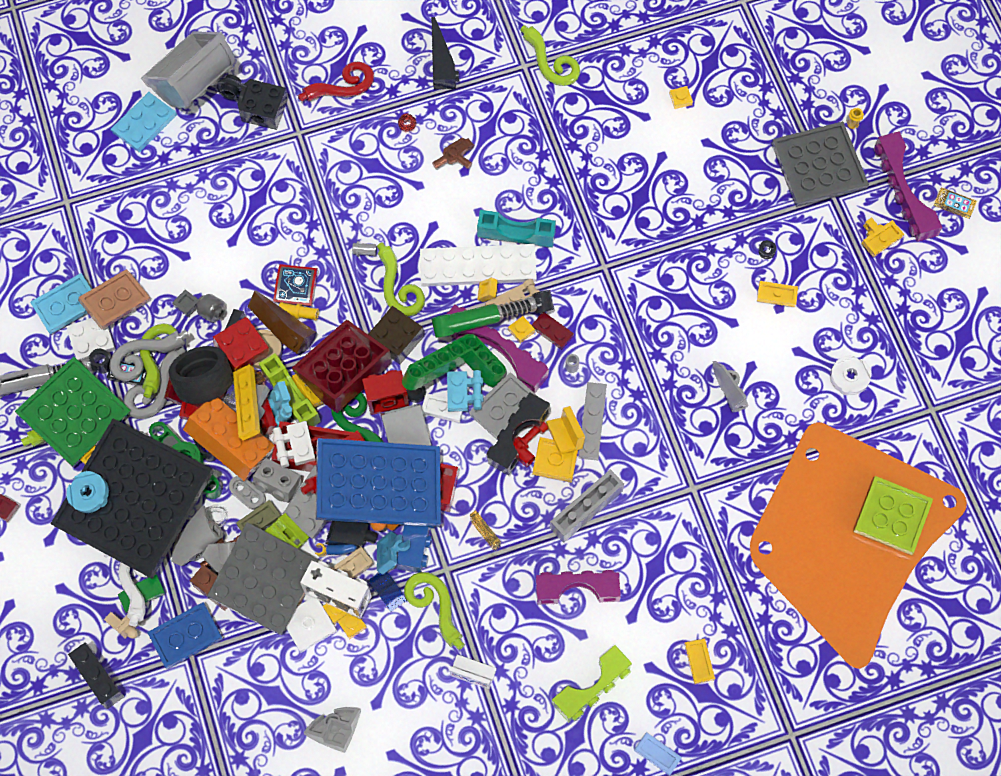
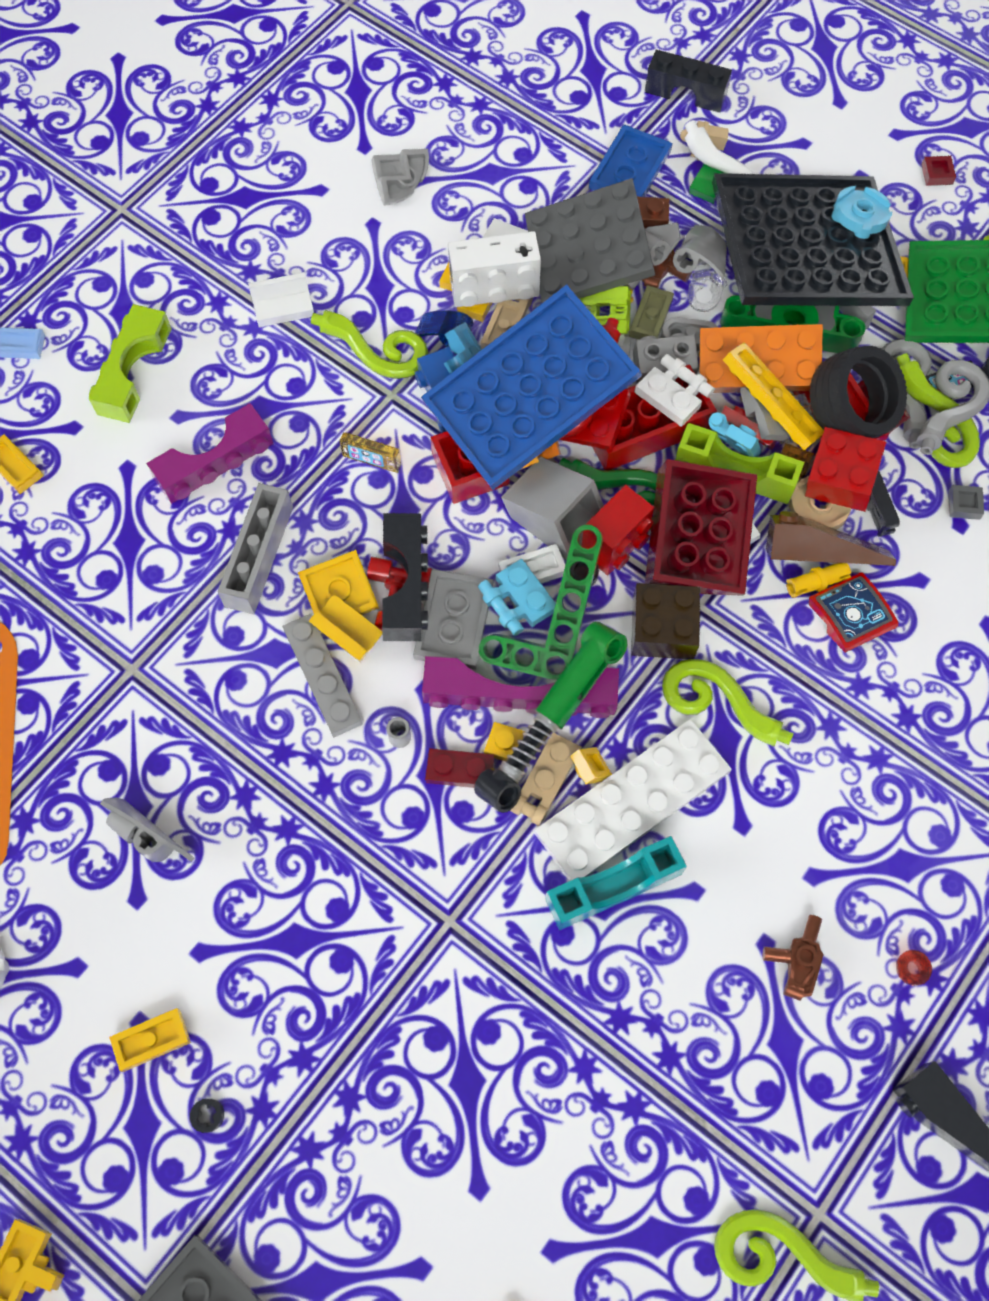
camera: 145 degrees right, 0 degrees up
(211, 307) = (930, 513): flat silver head -> none
(364, 249) = (808, 719): light grey pin -> none

